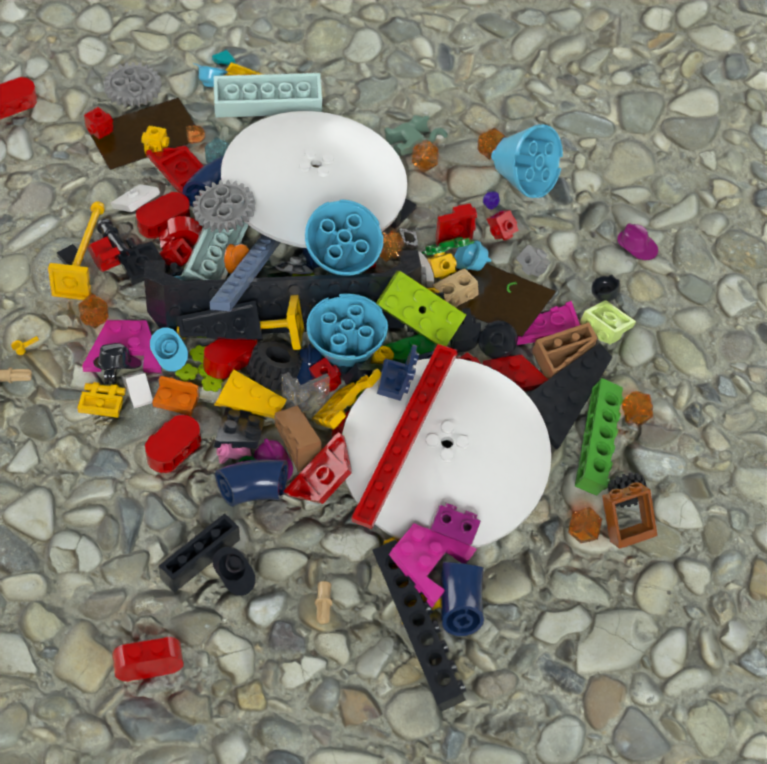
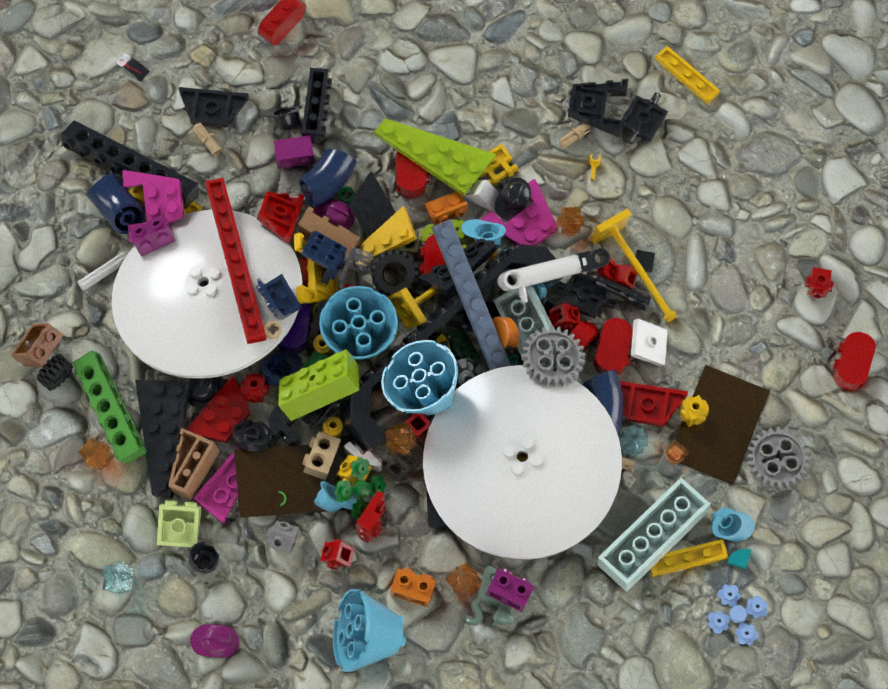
camera: 140 degrees right, 15 degrees up
(98, 122) = (755, 390): red brick -> none
(131, 252) = (552, 270): none -> white piece
(141, 425) = (444, 158): none -> lime wing
(259, 527) = (294, 152): none -> magenta brick
(260, 35) = (737, 614): none -> light blue plant
(291, 631) = (212, 106): none -> black wing
(320, 403) = (325, 253): none -> dark blue bracket
(329, 737) = (133, 66): none -> black sticker
(402, 120) = (510, 589): none -> magenta brick
(422, 362) = (272, 323): none -> tan bush
(464, 177) = (413, 587): none -> orange brick
(489, 141) = (417, 649): clear orange brick -> none
(491, 200) = (370, 581): dark purple plate -> none
(517, 555) = (102, 271): none -> white axle
(585, 525) = (68, 322): clear orange brick -> none
(684, 316) = (118, 578): none -> clear light blue brick

